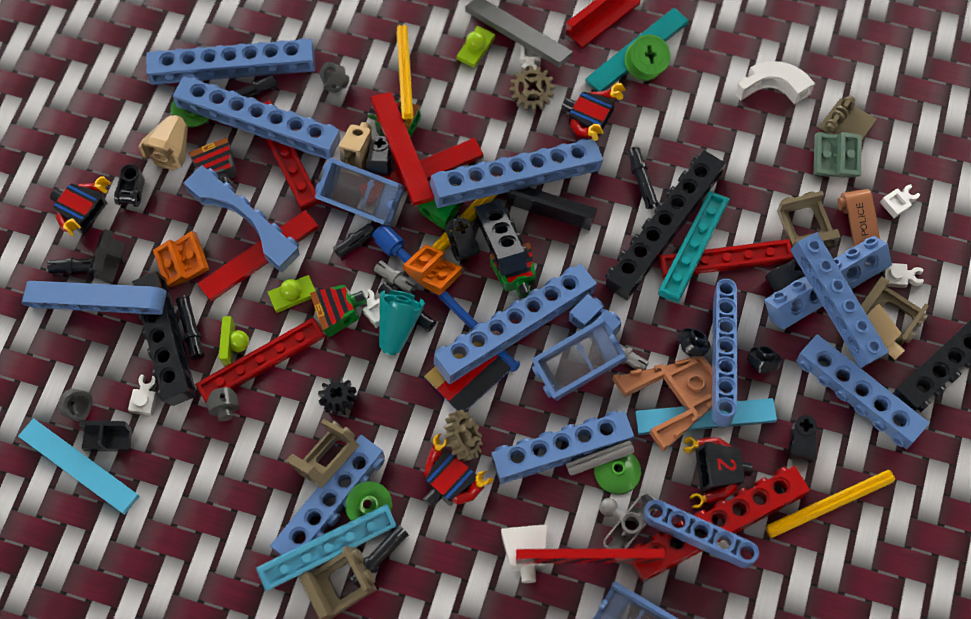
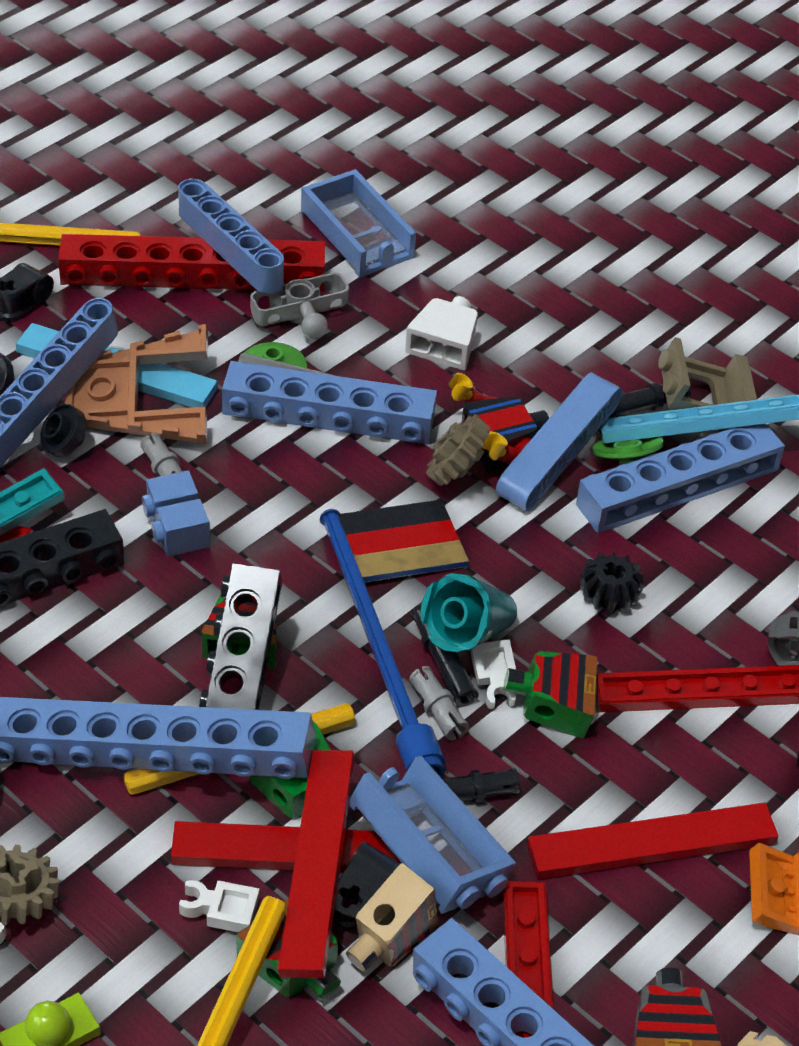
camera: 160 degrees left, 20 degrees down
(211, 191) = (706, 941): medium blue arch -> none
(231, 341) = (749, 722): lime tile -> none
(291, 293) = (619, 754): lime tile -> none
(309, 466) = (692, 504): dark tan window -> none
(408, 483) = (558, 441): none -> medium blue beam
(432, 270) = (375, 671): orange slope -> none
(436, 128) = (227, 908): none -> white plate
(454, 368) = (297, 542): medium blue brick -> none
(462, 241) = (304, 690): black piece -> none
(553, 207) = (107, 671): black panel -> none
(567, 556) = (379, 267): red tile -> none
(578, 359) = (239, 460): door -> none
(718, 468) = (151, 297): black torso -> none

